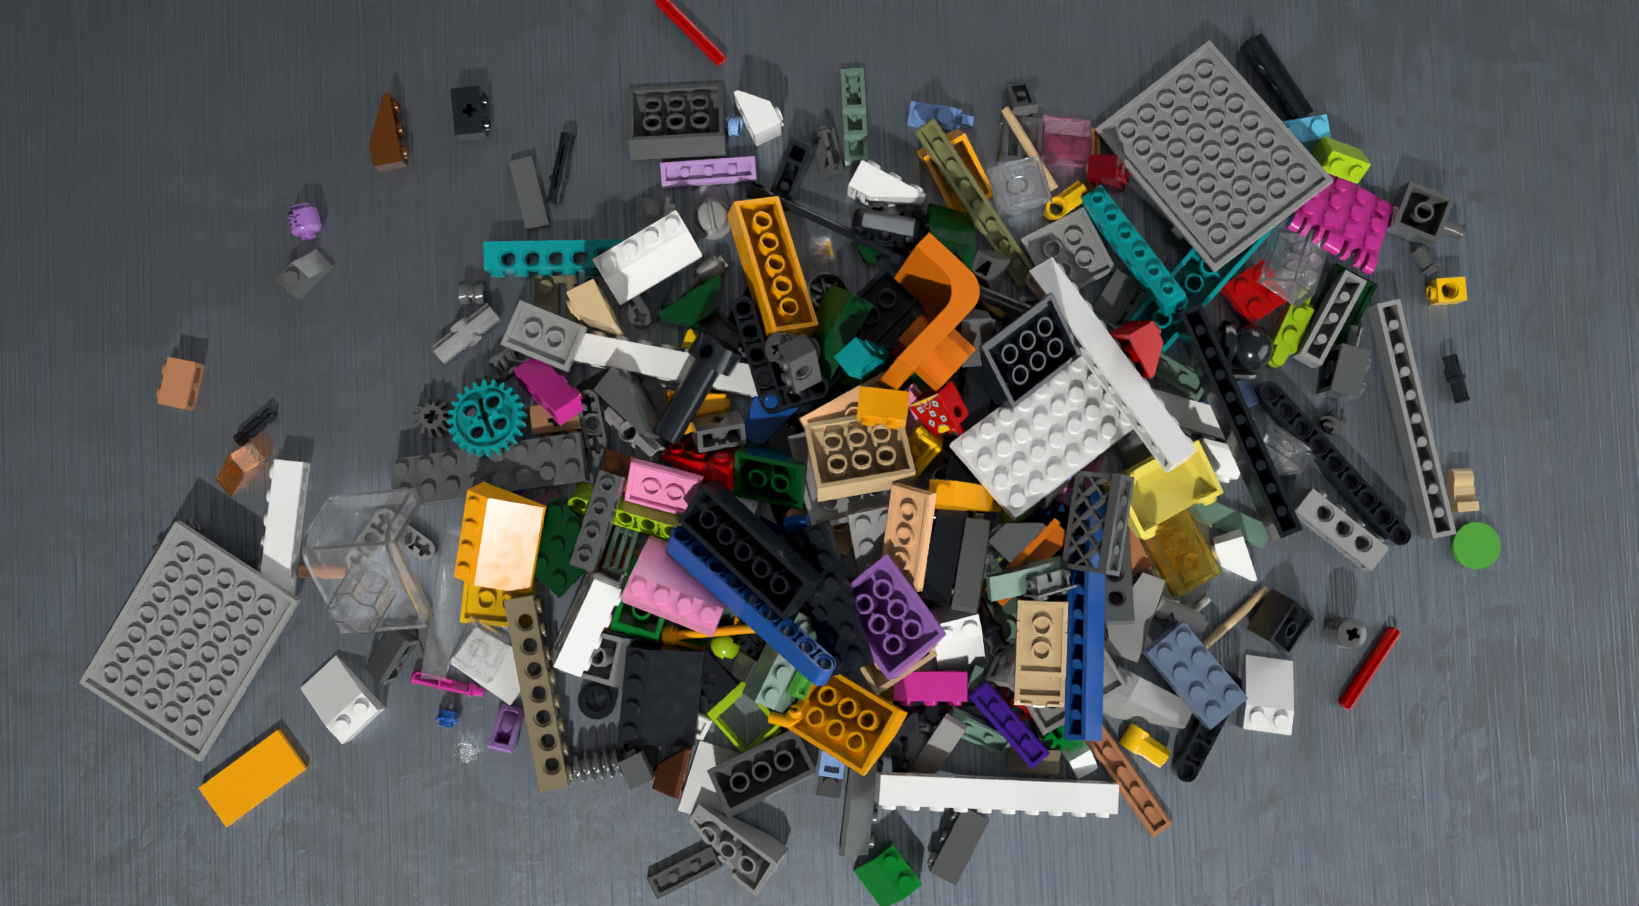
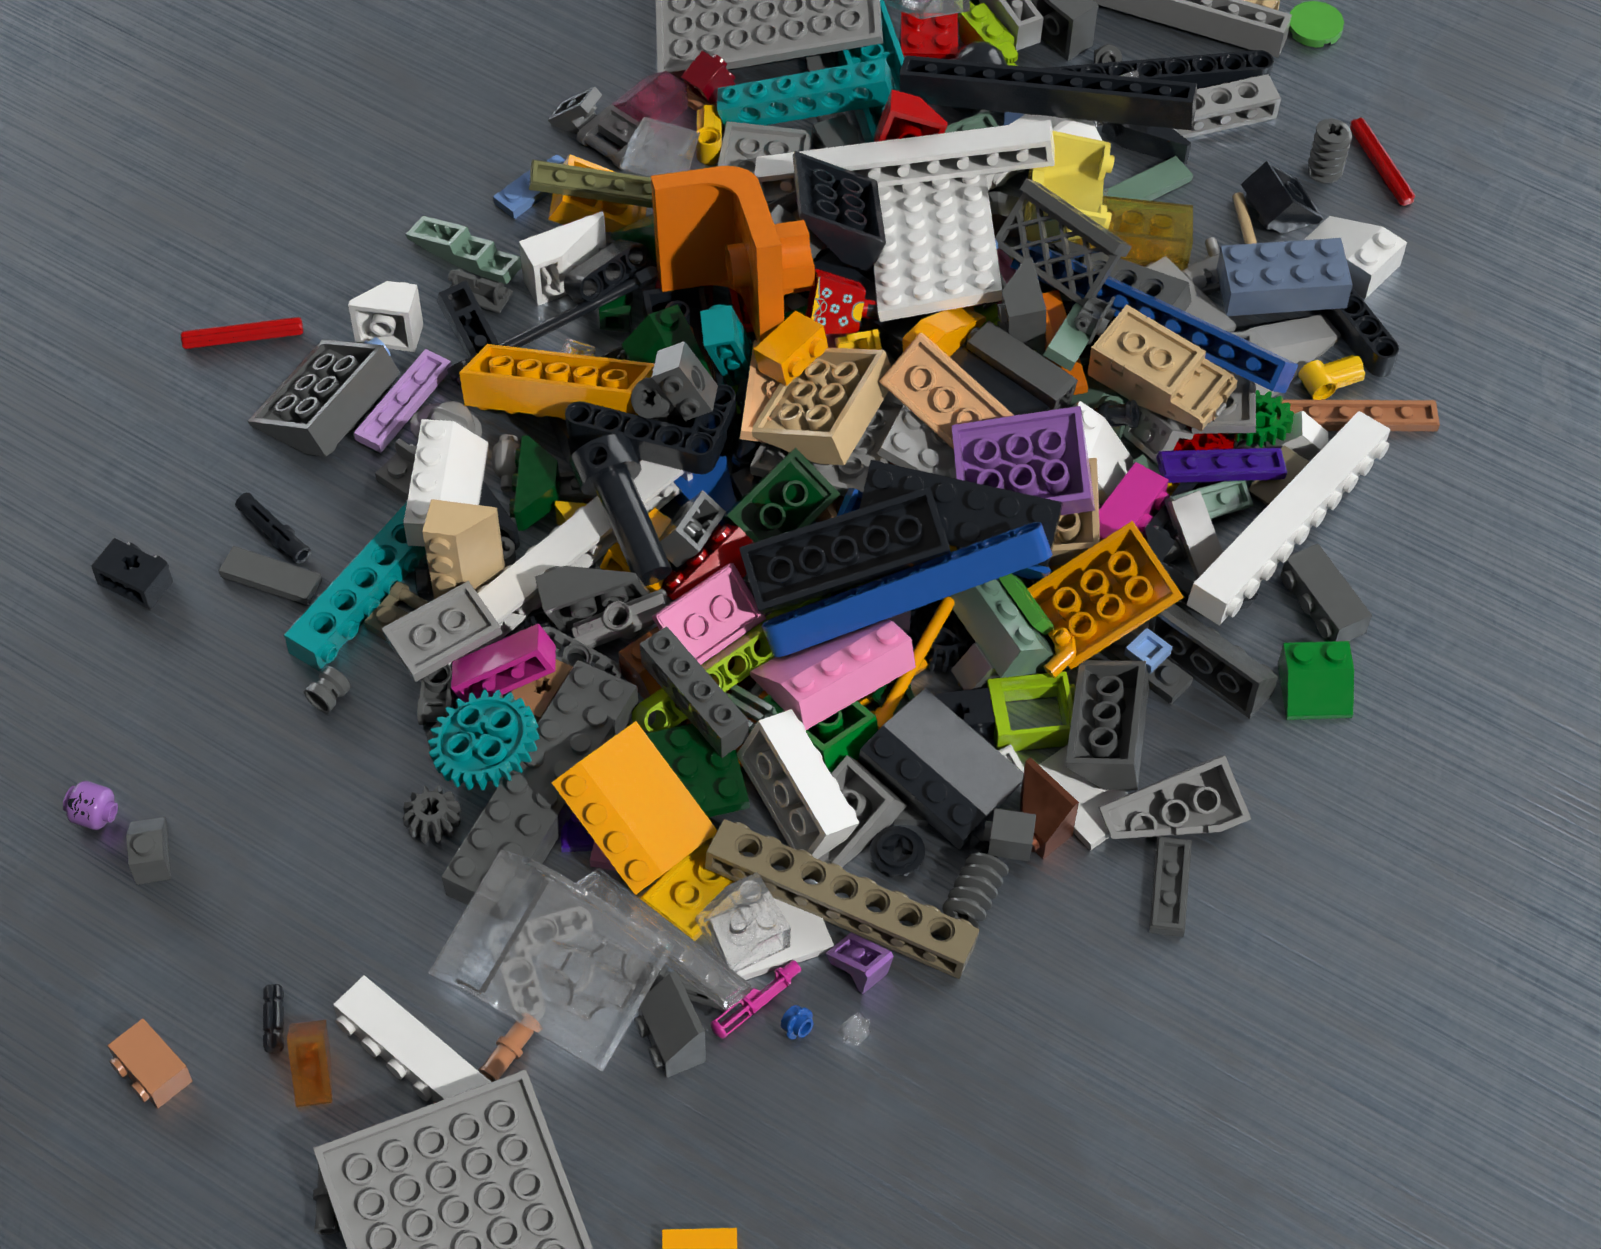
camera: 50 degrees left, 30 degrees down
(341, 700) = (683, 1127): white slope -> none
(386, 139) = (86, 670): reddish brown slope -> none
(465, 333) = (366, 725): light grey piece -> none
(725, 646) = (934, 678): lime piece -> none
(1026, 143) = (608, 125): tan bar -> none
(1233, 554) = (1185, 189): white slope -> none

